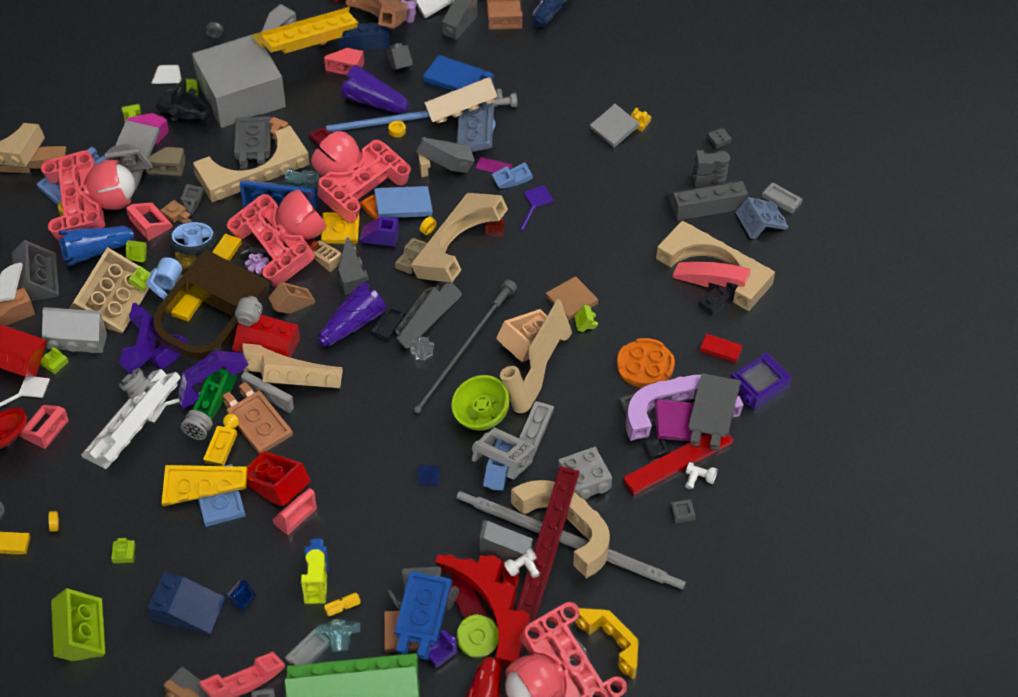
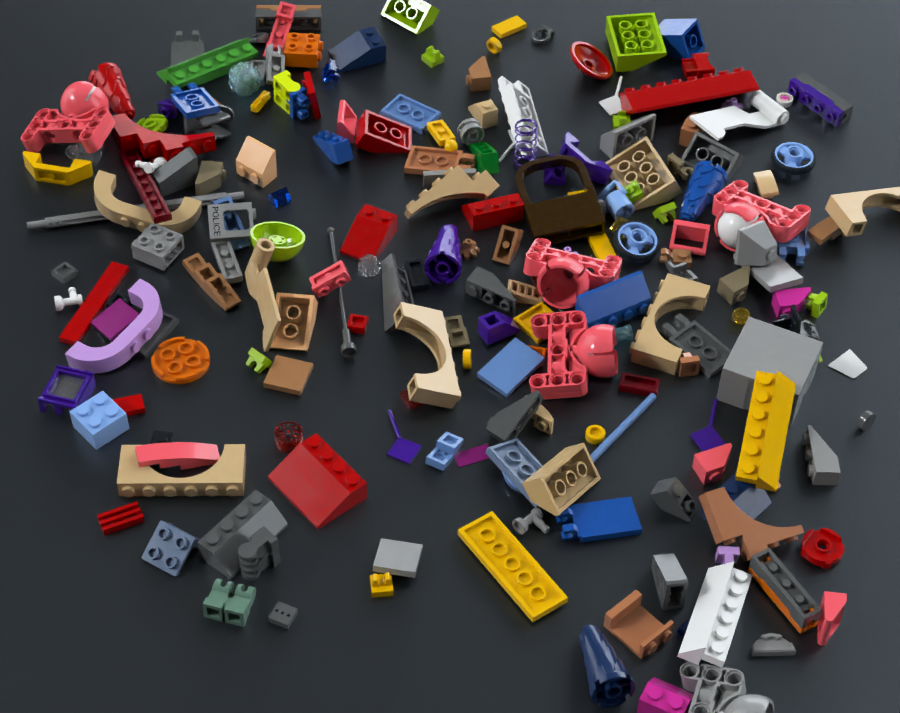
camera: 140 degrees right, 5 degrees down
(27, 224) = (766, 184): none -> tan slope
(49, 429) = (568, 92): coral tile -> none
(71, 285) = (677, 167): none -> dark tan plate
(110, 491) = (479, 76): none -> medium nougat slope
(135, 383) = (545, 130): light grey wheel -> none
(156, 445) = (485, 113): none -> tan slope
(188, 348) = (526, 142): none -> dark purple piece
(194, 142) = (740, 316): none -> clear yellow plate
(198, 482) = (422, 105): yellow wing -> none
(233, 361) = (494, 144): dark purple slope -> none
(242, 637) = (303, 50): none -> orange brick
(248, 311) = (513, 189): light grey head -> none
(291, 629) = (274, 63): none -> light grey plate
(295, 557) = (308, 84): none -> red plate
(321, 320) = (469, 248): none -> medium nougat plant
(323, 84) = (707, 437): none -> dark purple piece
(329, 496) = (334, 146): none -> blue slope
(367, 89) = (650, 441): dark purple cone -> none
(391, 378) = (370, 232): none -> red slope
(423, 510) = (256, 162): none -> light nougat slope
(468, 529) = (209, 177): none -> dark tan slope
(469, 348) = (329, 279): none -> coral bracket
(477, 309) = (358, 323): none -> red tile
(545, 82) = (512, 566): none -> yellow plate
(564, 417) = (211, 282): none -> medium nougat slope
(615, 247) = (288, 437): none -> clear red wheel
(623, 202) = (318, 481): none -> red slope
(713, 409) = (86, 332): dark grey tile -> none
(751, 160) = (221, 605): none -> sand green legs
(751, 336) = (99, 420): none -> light blue brick
(782, 197) = (169, 586): light grey tile -> none
(785, 261) = (118, 515): none -> red tile

